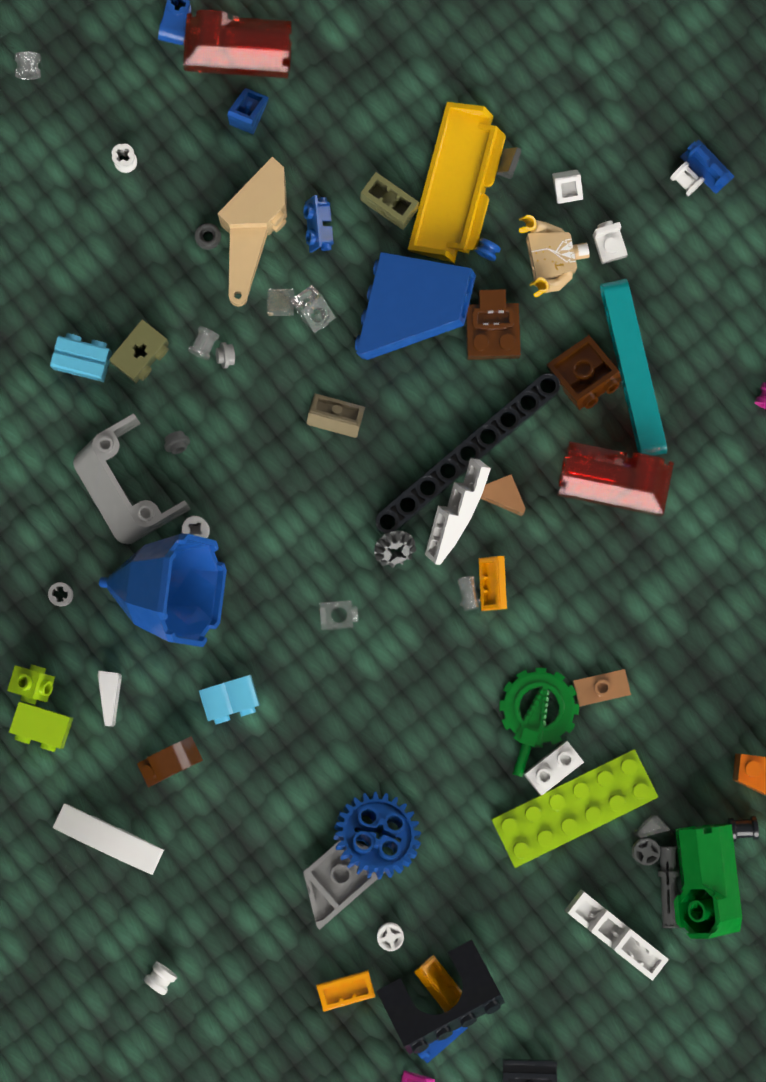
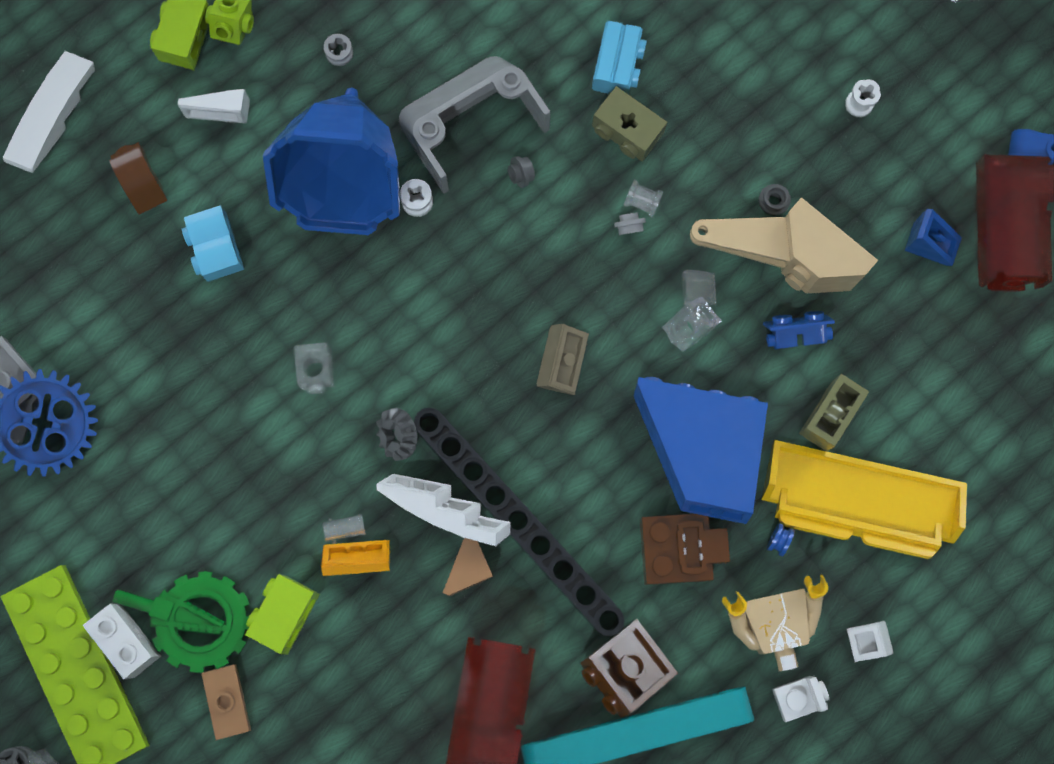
camera: 90 degrees right, 5 degrees down
(508, 162) = (895, 564): dark grey slope -> none
(536, 641) = (281, 613): none -> lime brick

